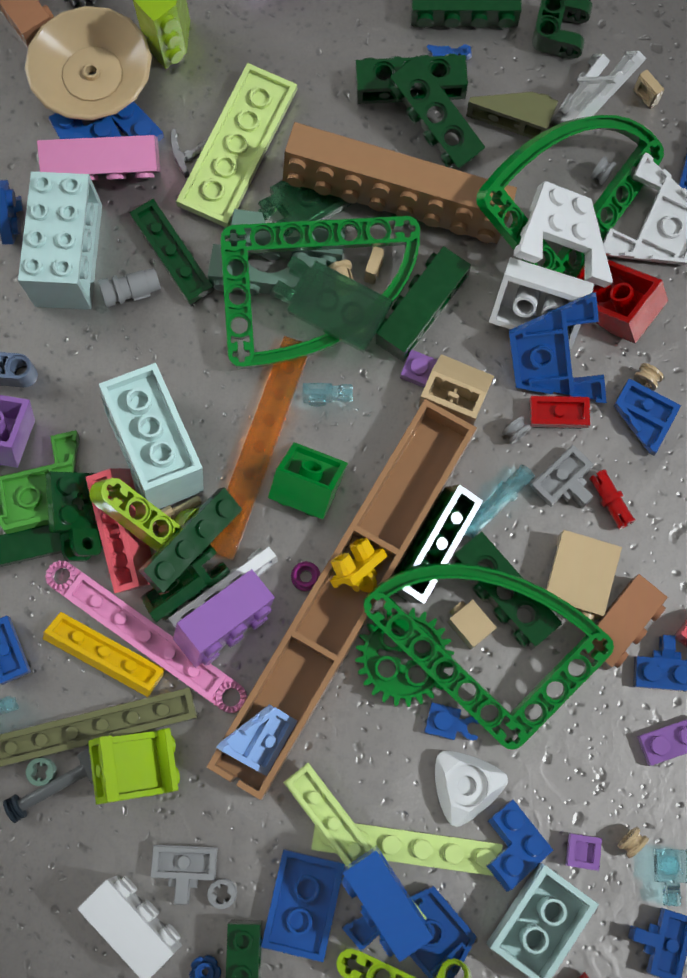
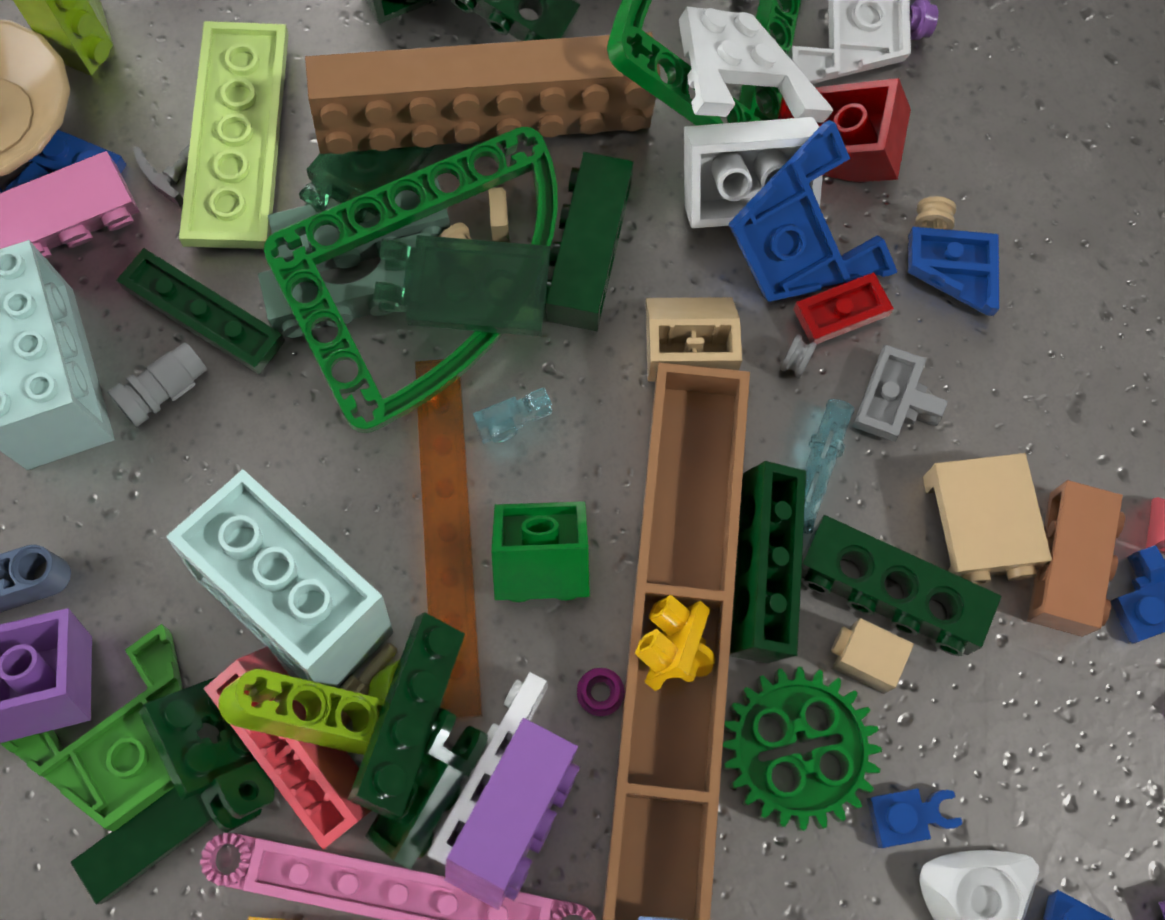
camera: 25 degrees left, 5 degrees down
(417, 368) = (624, 331): medium lavender plate -> none
(482, 697) = (1004, 766): green beam -> none
(612, 499) = (972, 396): red pin -> none

